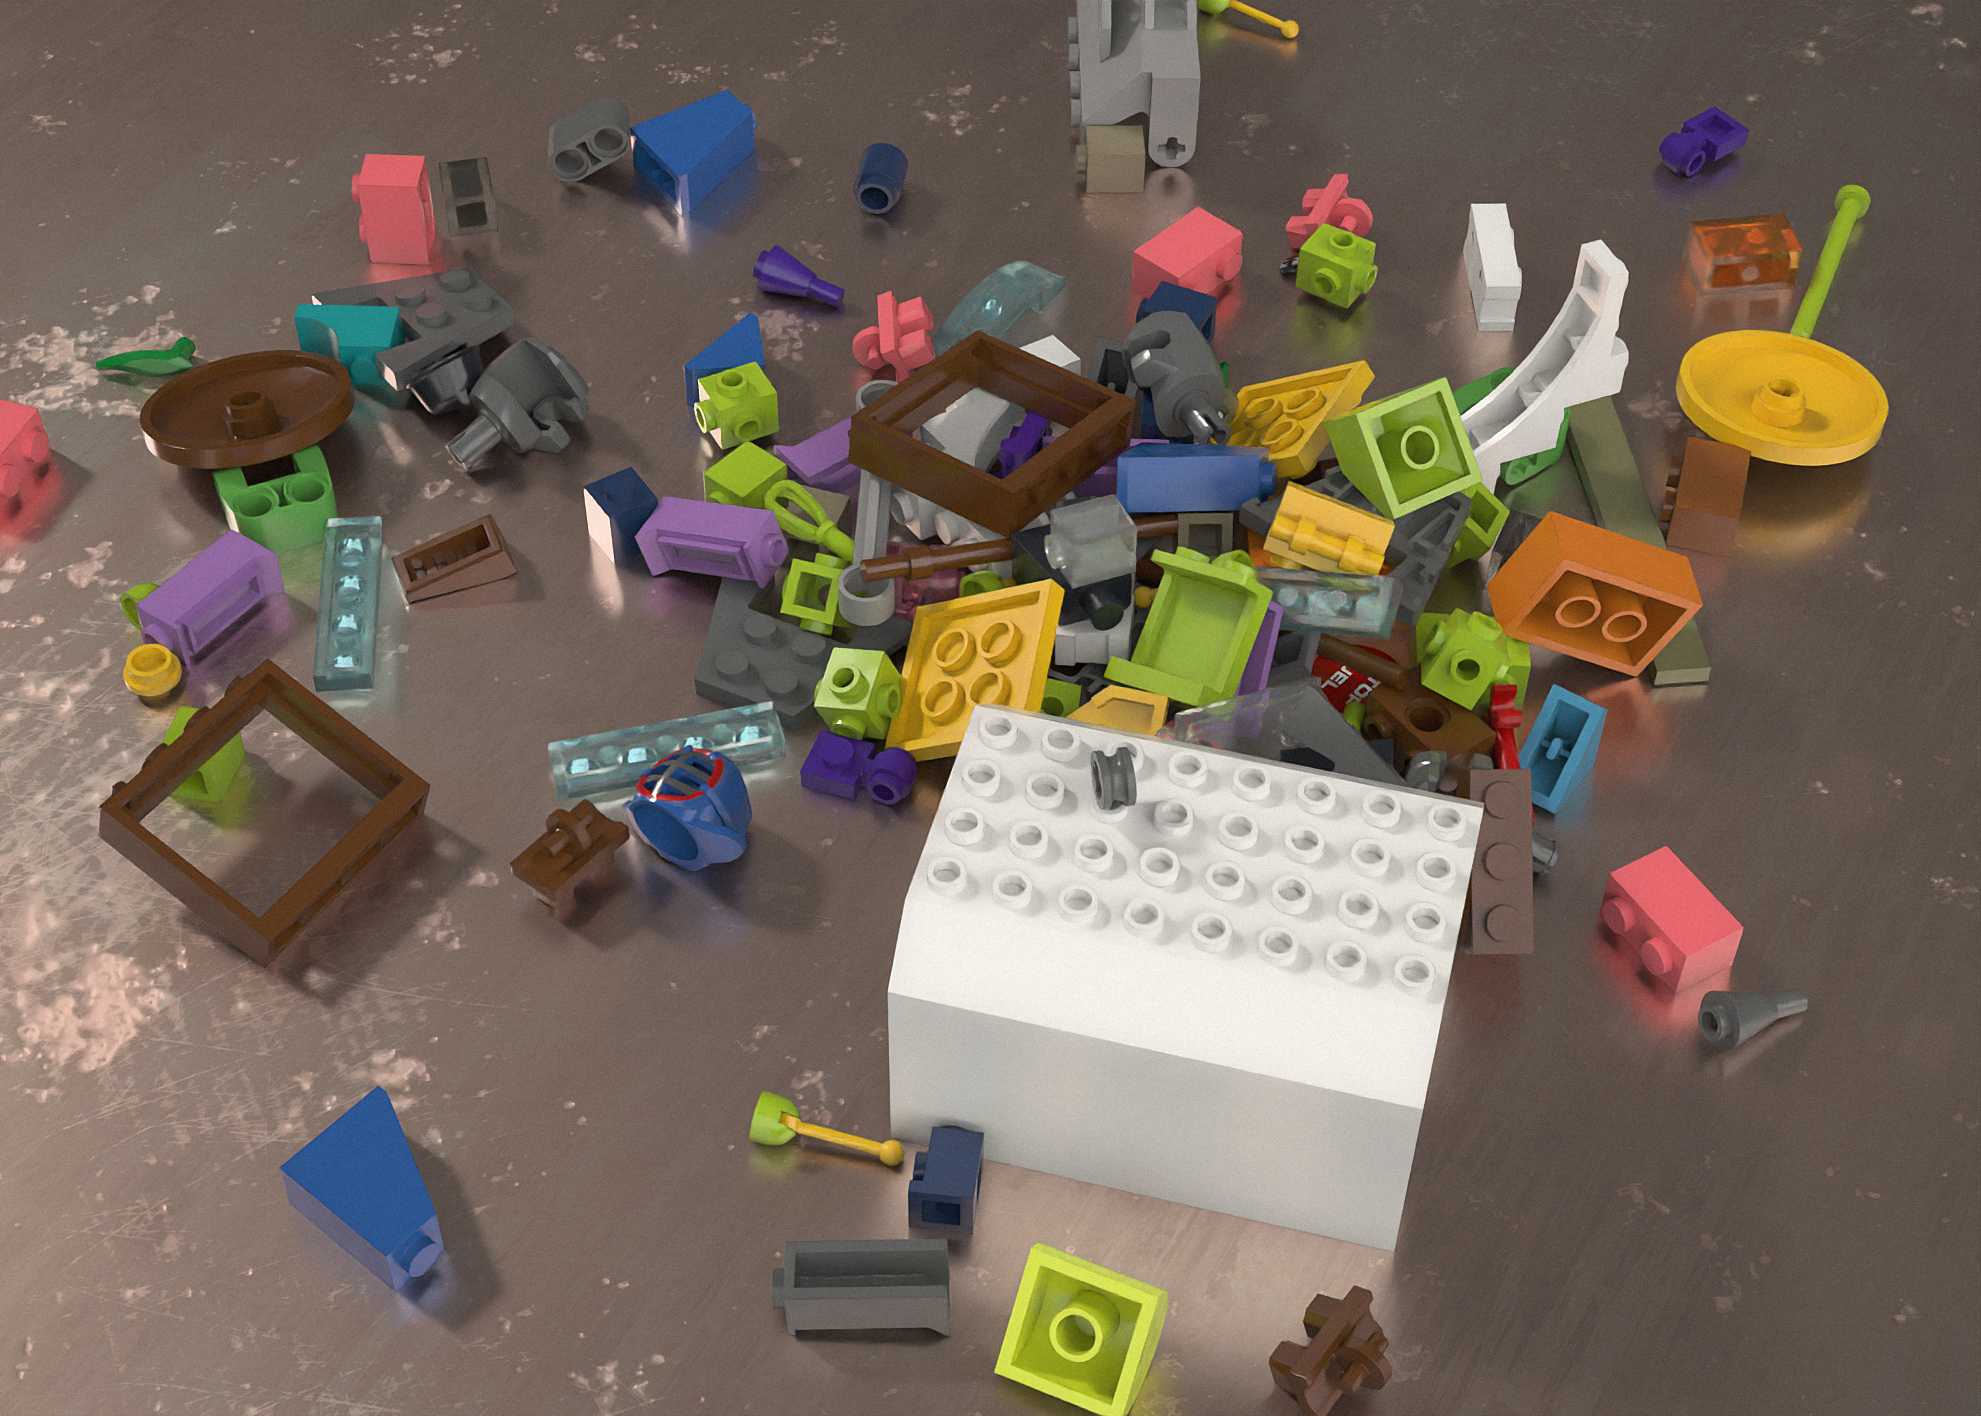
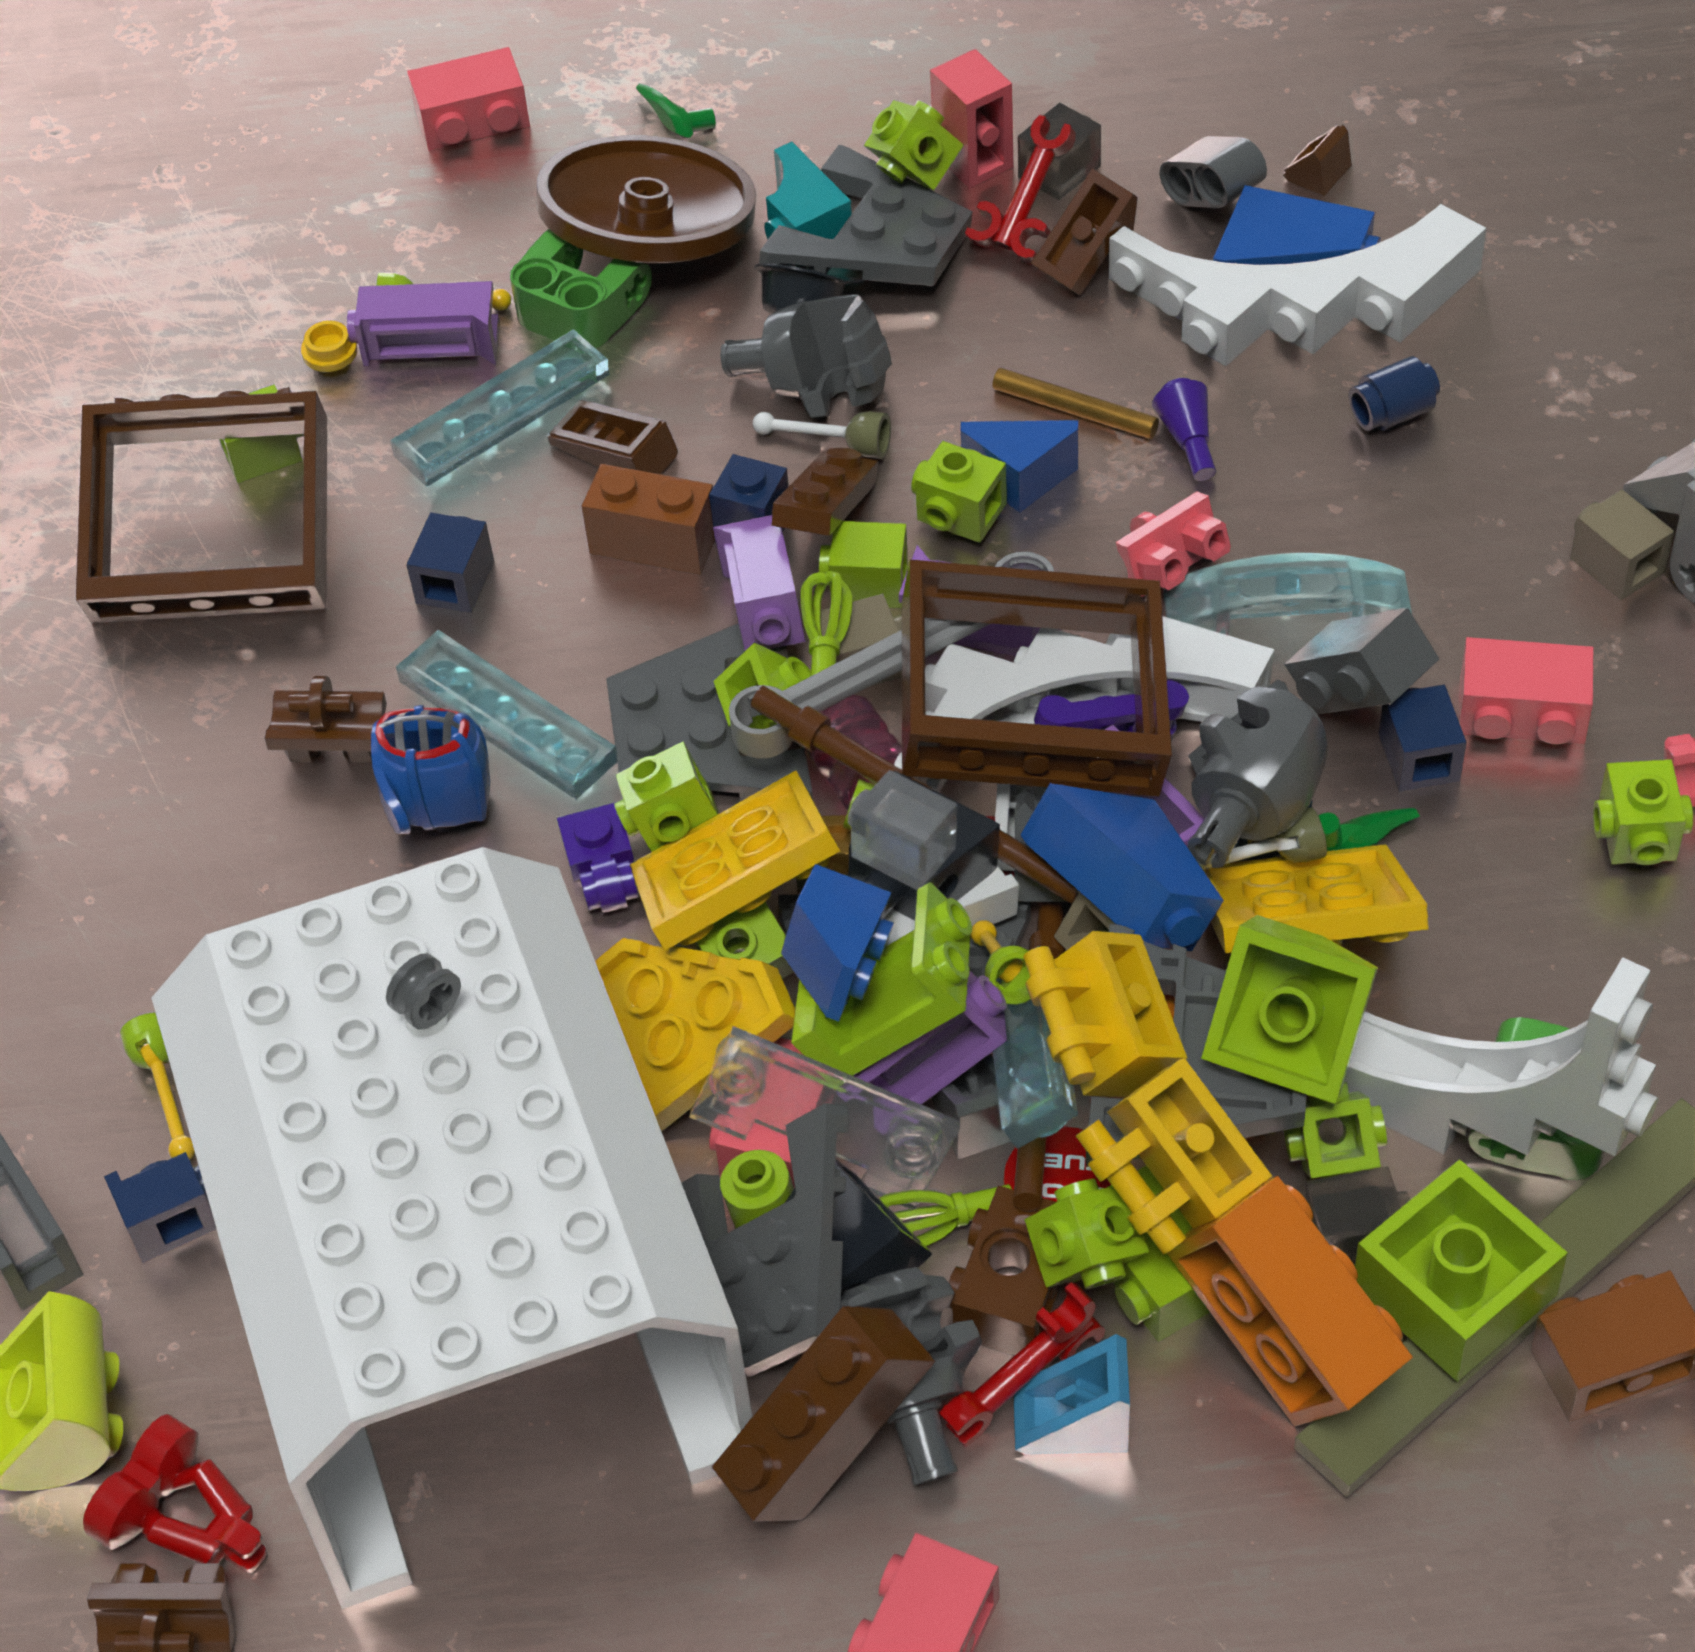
camera: 60 degrees right, 5 degrees up
(383, 248) = (912, 143): none -> lime brick
(481, 705) = (450, 562): none -> dark blue brick
(505, 259) = (1015, 227): none -> red bar
(572, 220) = (1084, 231): none -> reddish brown slope
(573, 573) = (649, 519): none -> dark orange brick
(615, 428) = (866, 432): none -> hinge
(630, 91) = (1321, 162): none -> reddish brown slope
(670, 464) = (825, 492): none -> reddish brown plate
(704, 321) = (1075, 403): none -> pearl gold bar
(749, 172) = (1304, 303): none -> white arch
(1107, 300) = (1361, 661): none -> dark grey brick
(1136, 634) = (832, 936): none -> blue slope
(1211, 1326) = (159, 1466): none -> red piece
(1474, 554) = (1186, 1147): none -> yellow brick
(1626, 496) = (1459, 1269): none -> lime brick

